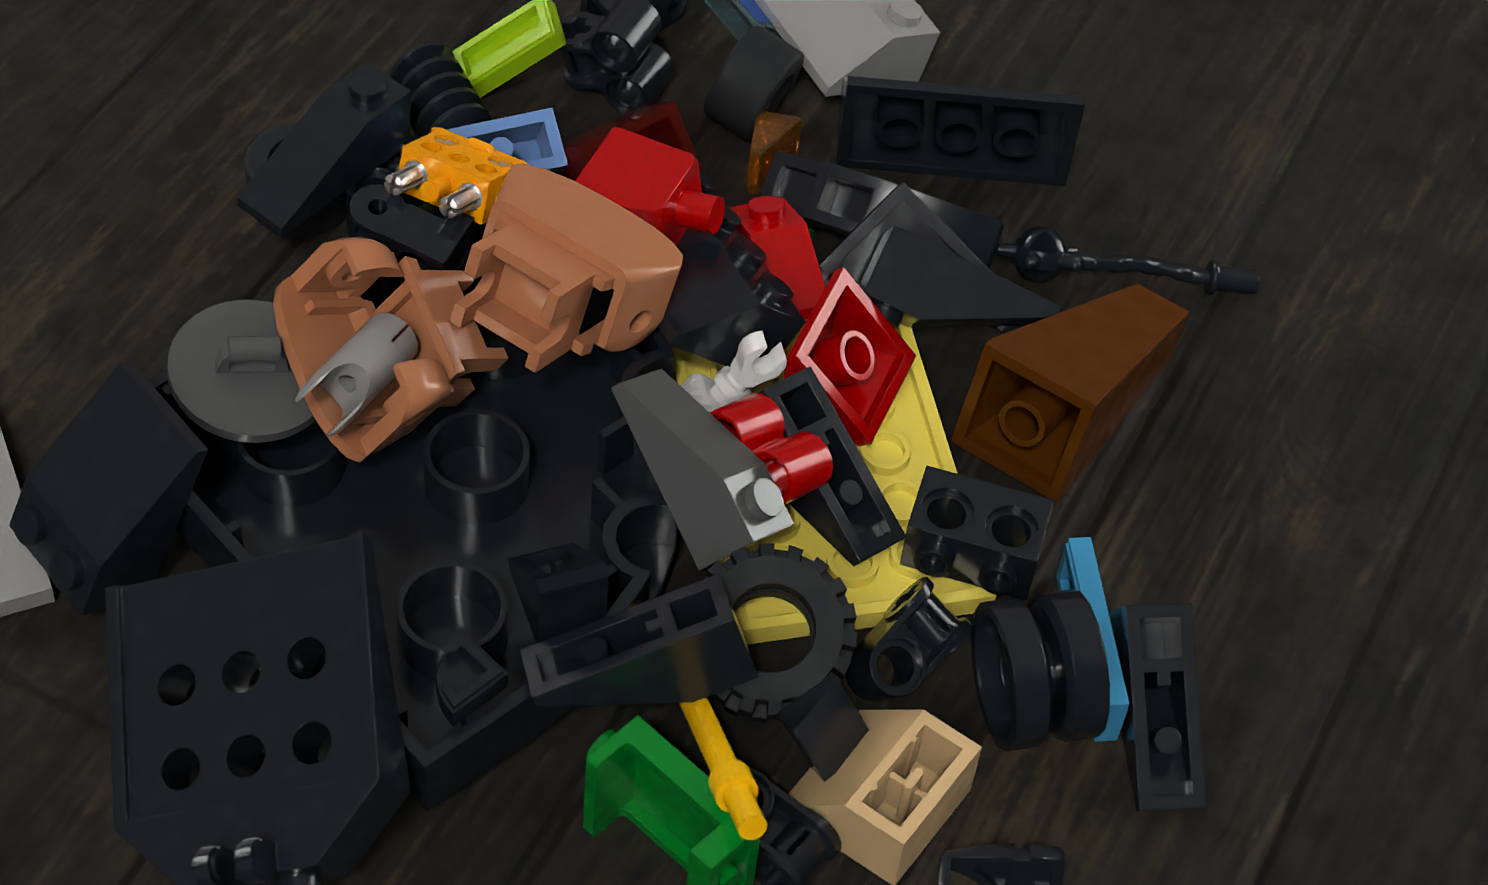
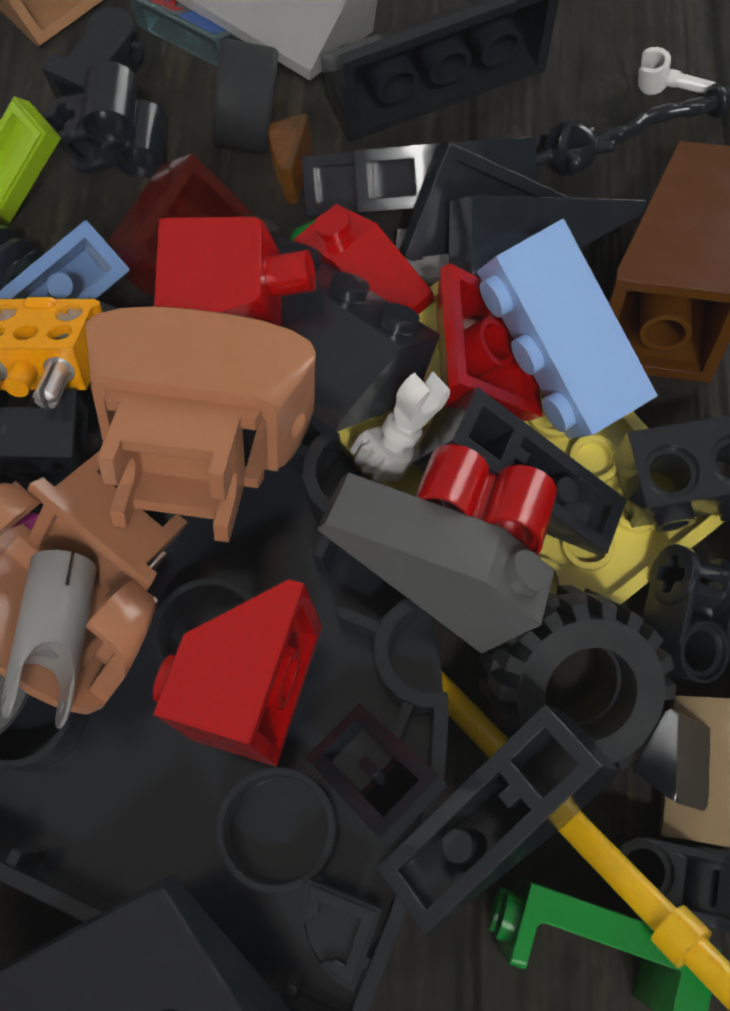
camera: 15 degrees left, 20 degrees up
(496, 458) = (242, 674): none -> red slope
(917, 370) = (565, 332): none -> light blue brick
(1169, 235) = (656, 74): none -> white hand

